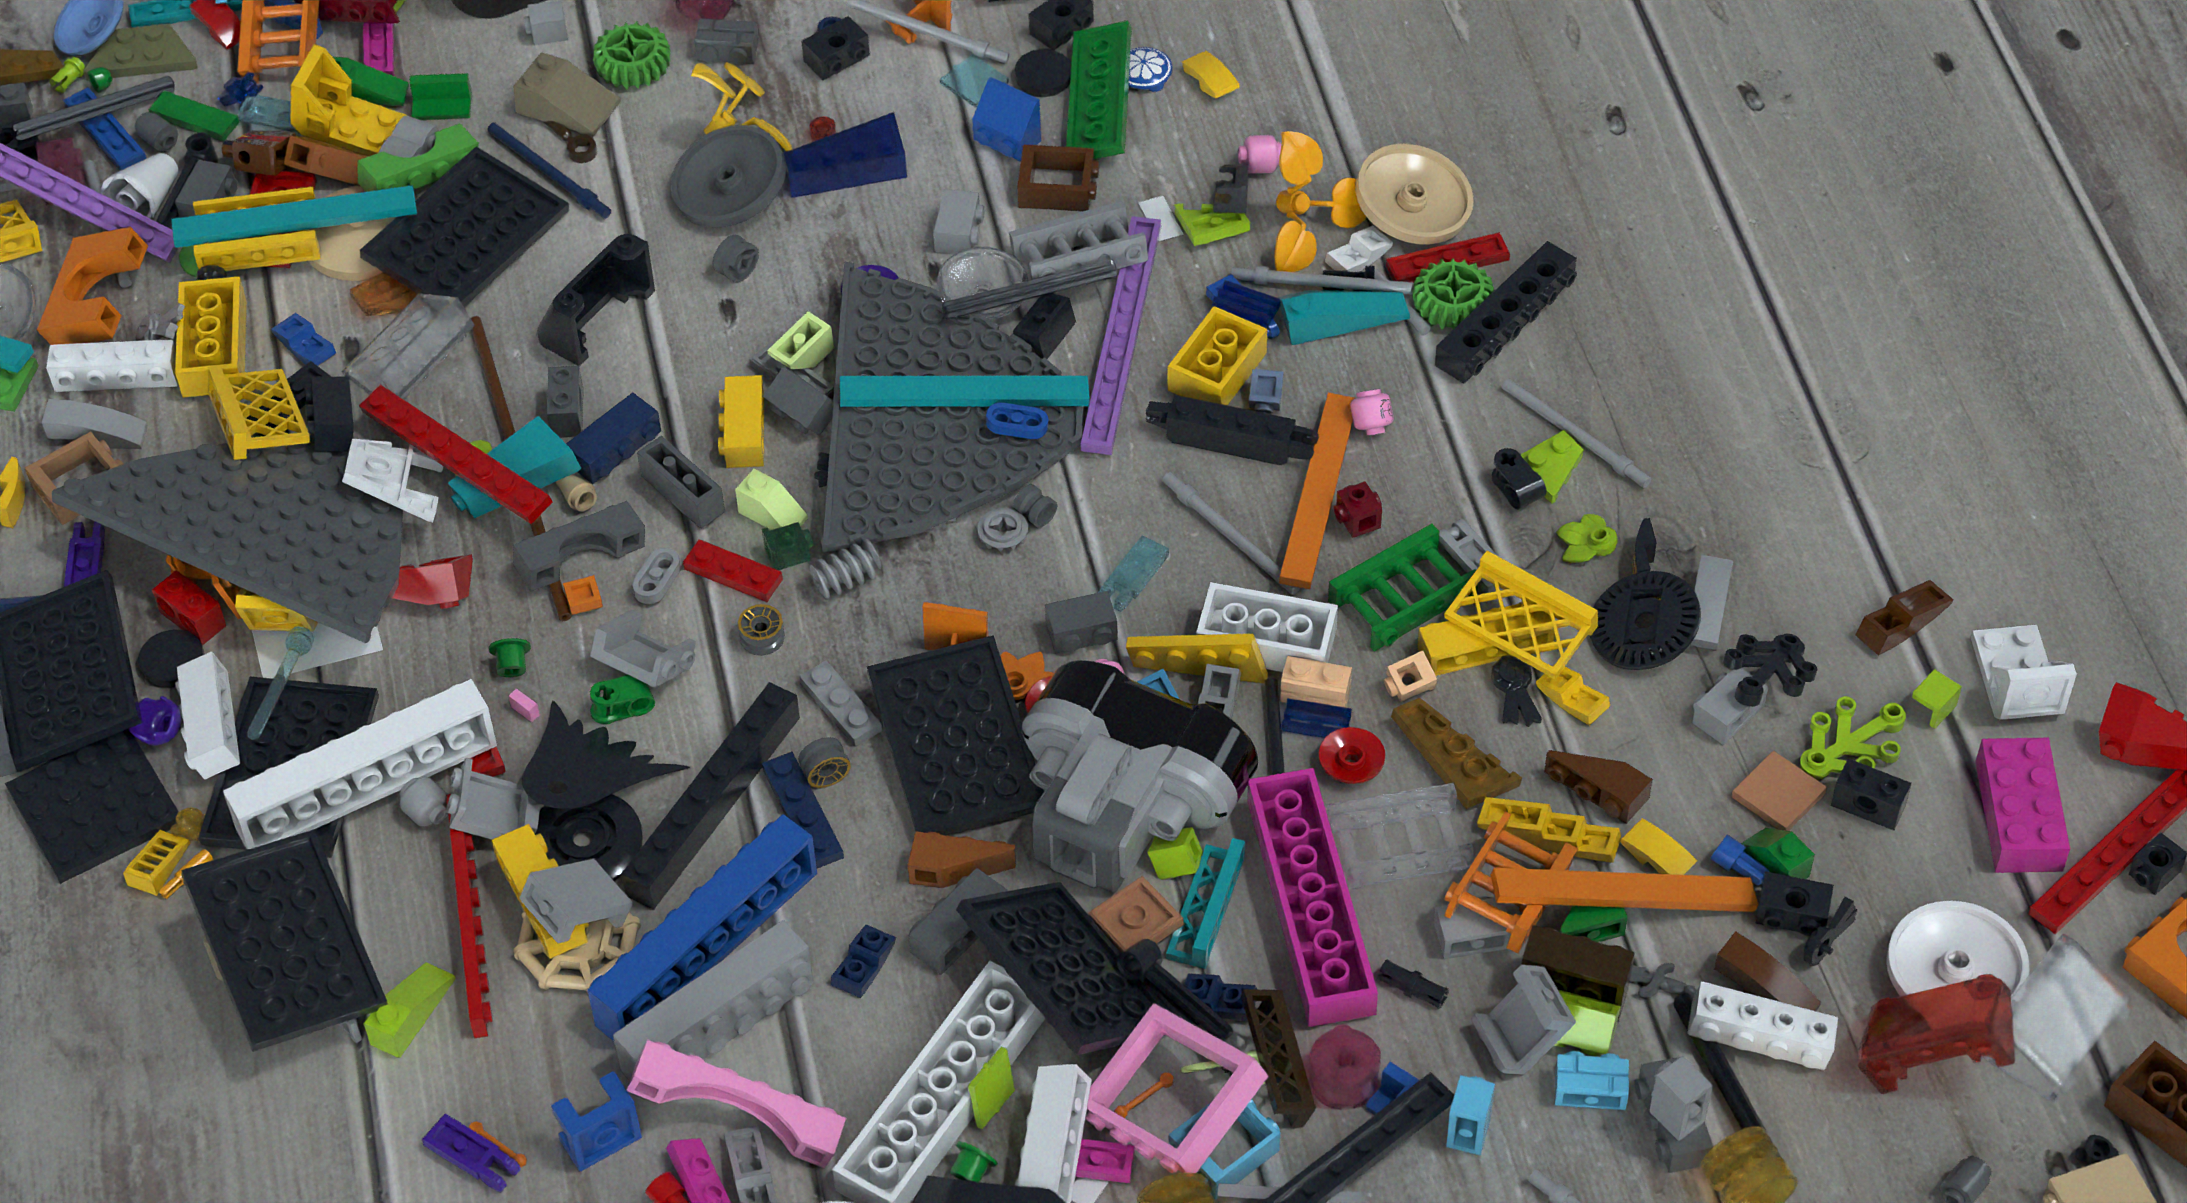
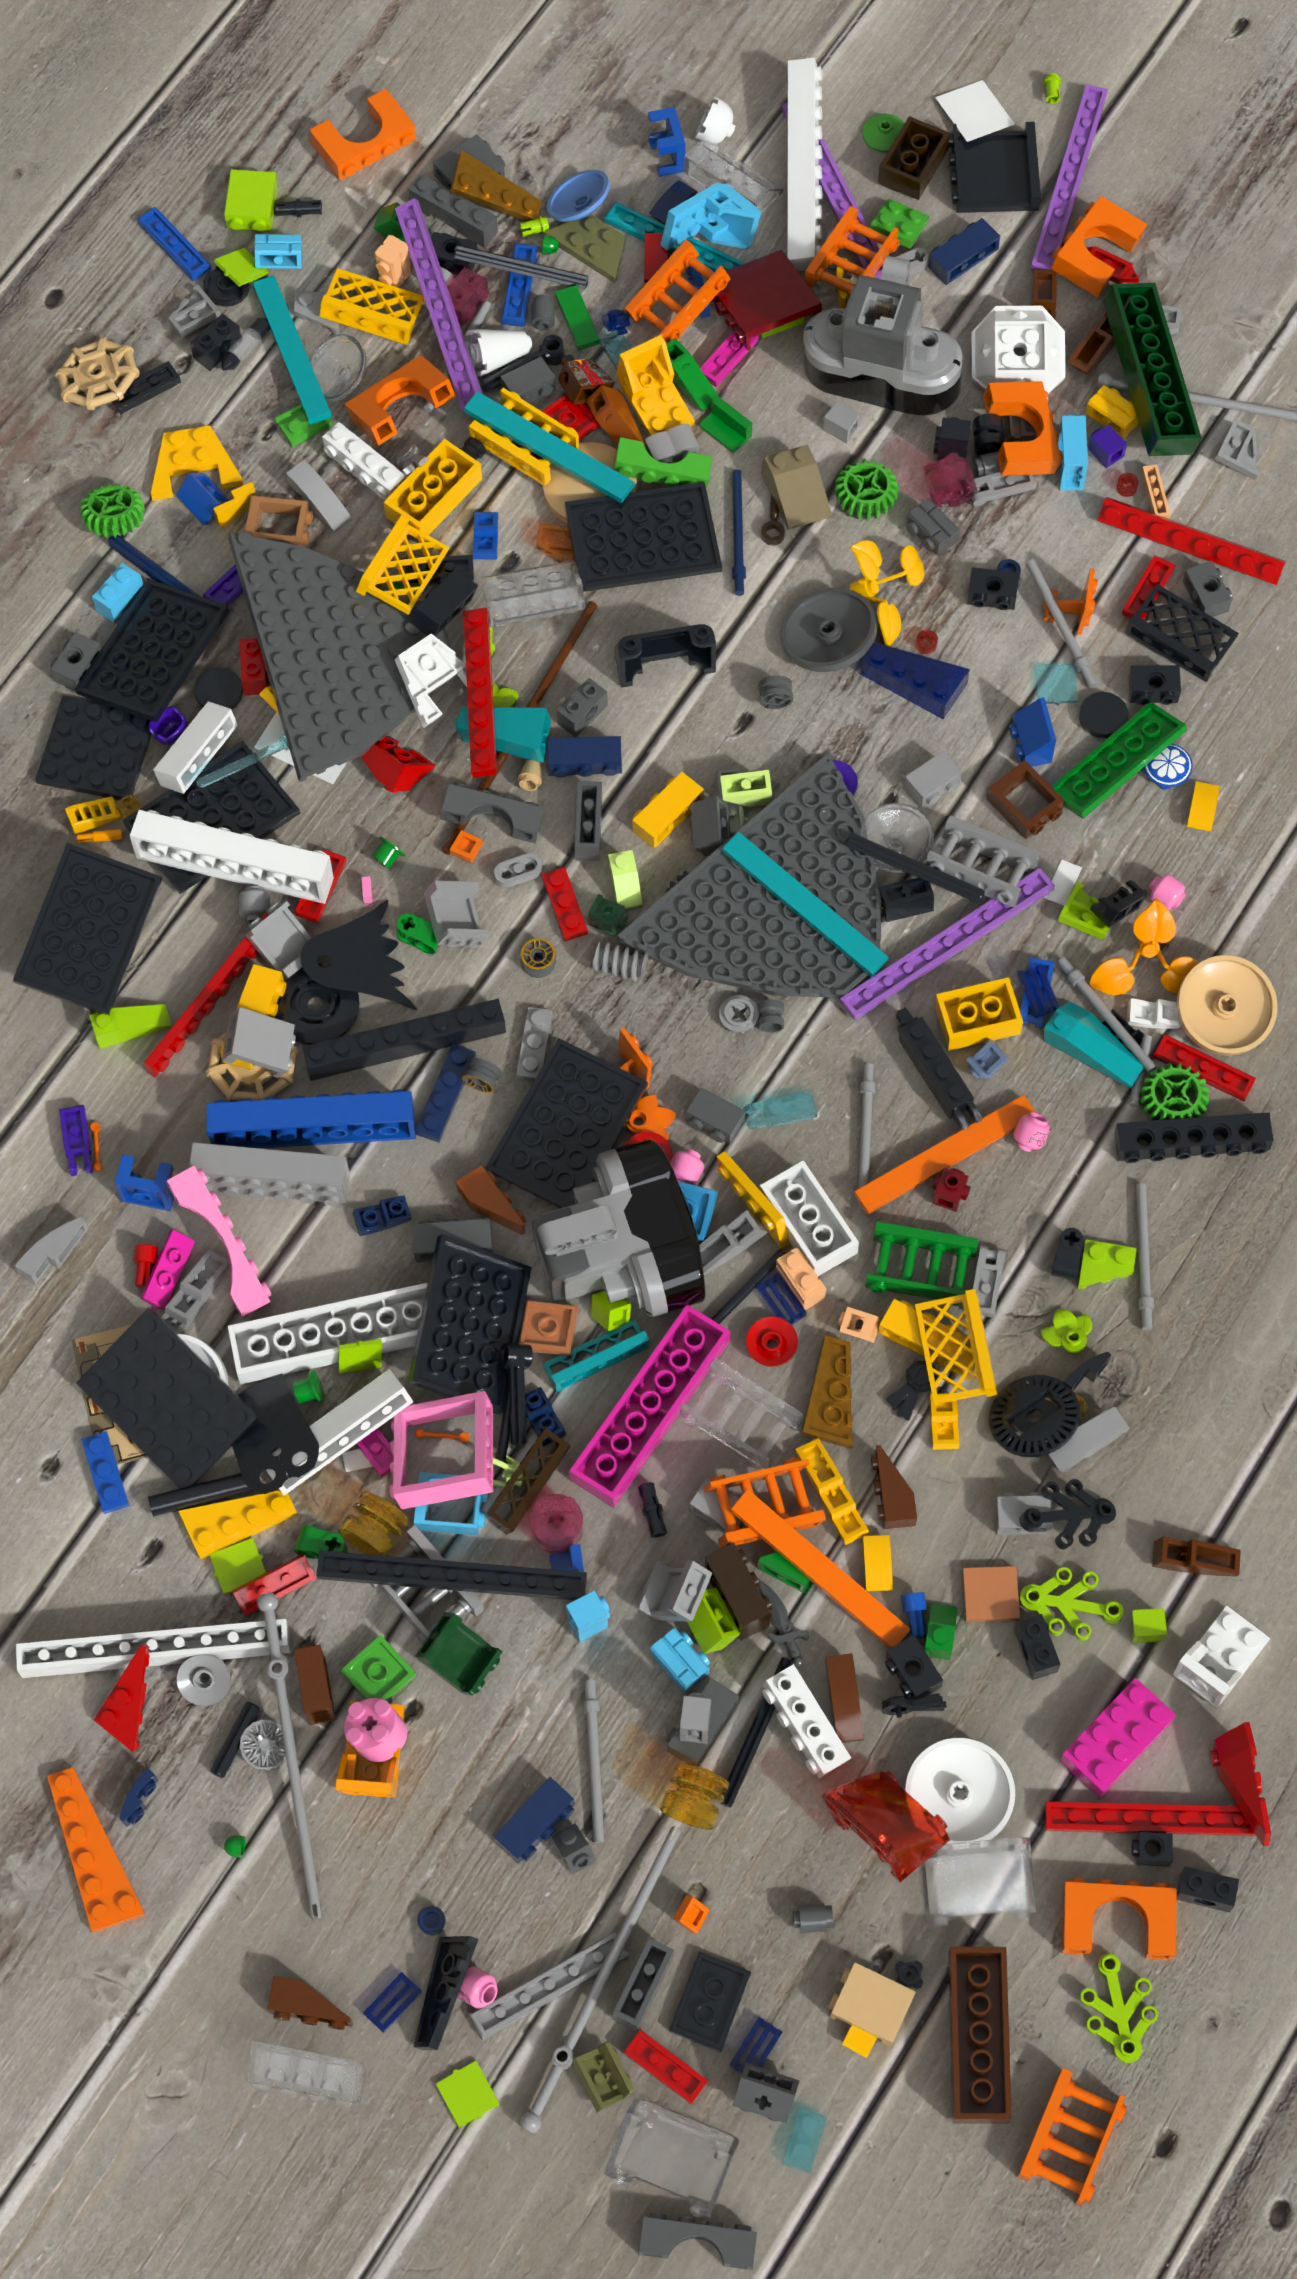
camera: 45 degrees right, 15 degrees up
(1017, 420) = (812, 953): blue plate -> none

